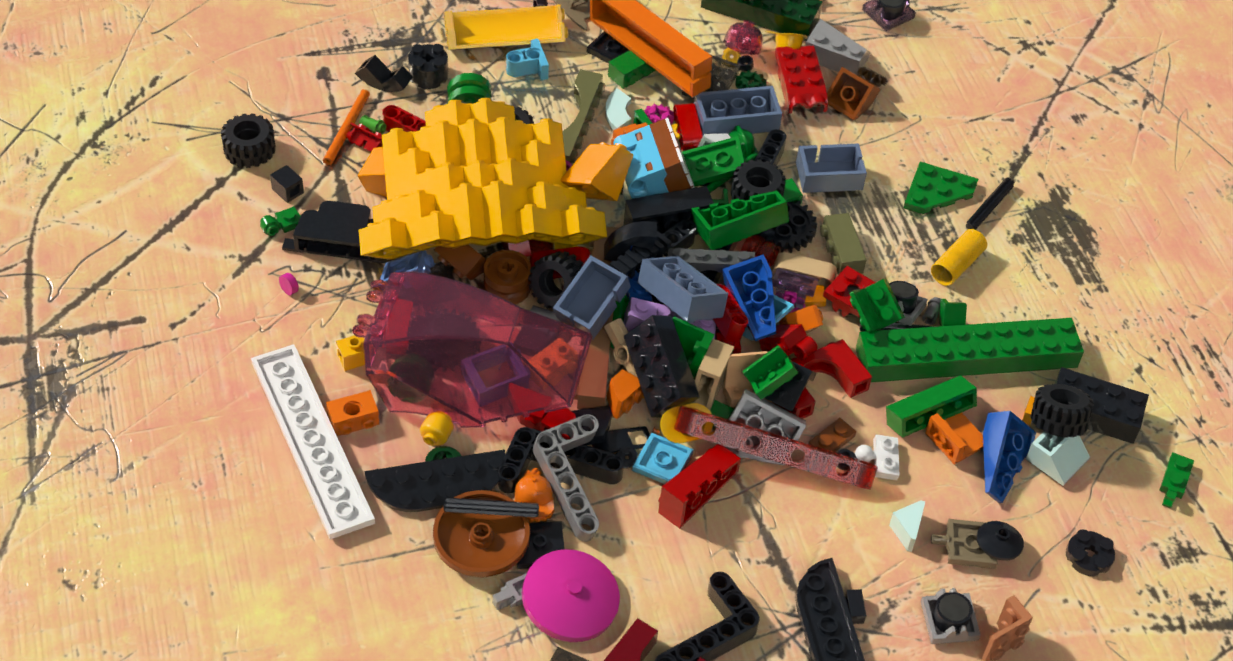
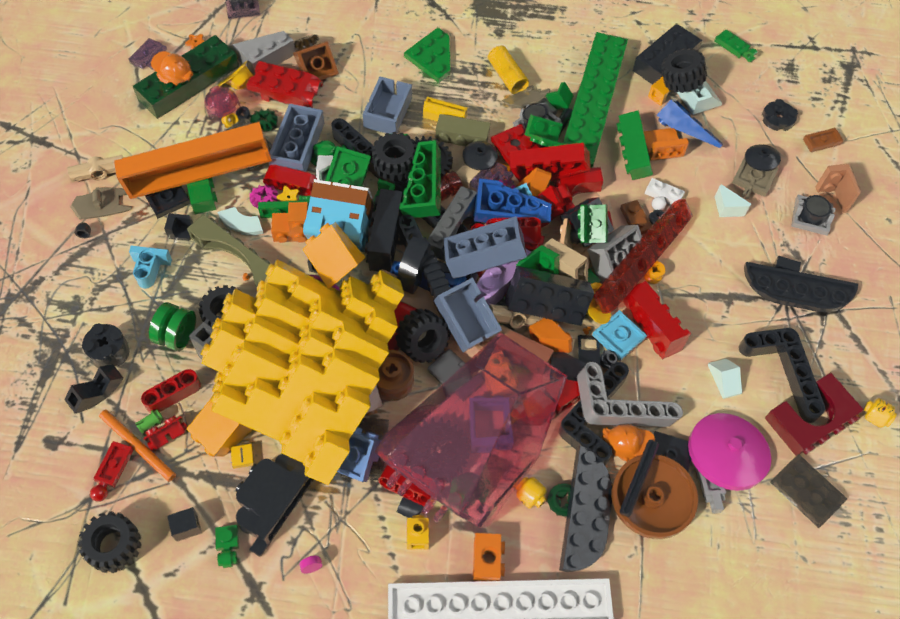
camera: 65 degrees left, 10 degrees up
(314, 117) = (110, 470): none -> red plate
(370, 199) = (242, 456): none -> yellow tile
(504, 27) = (94, 268): yellow cylinder -> none
(581, 60) = (177, 226): none -> black panel
(664, 575) = (726, 377): none -> light aqua slope
(766, 477) = (655, 277): none -> light orange wheel
(815, 264) = (477, 160): none -> black dish
(840, 321) = (557, 160): none -> red wedge
(860, 218) = (435, 107): none -> yellow piece
(927, 284) = (525, 97): none -> dark tan shield
(990, 203) = (463, 32): black axle -> none
(1081, 608) = (823, 139): none -> dark orange plate

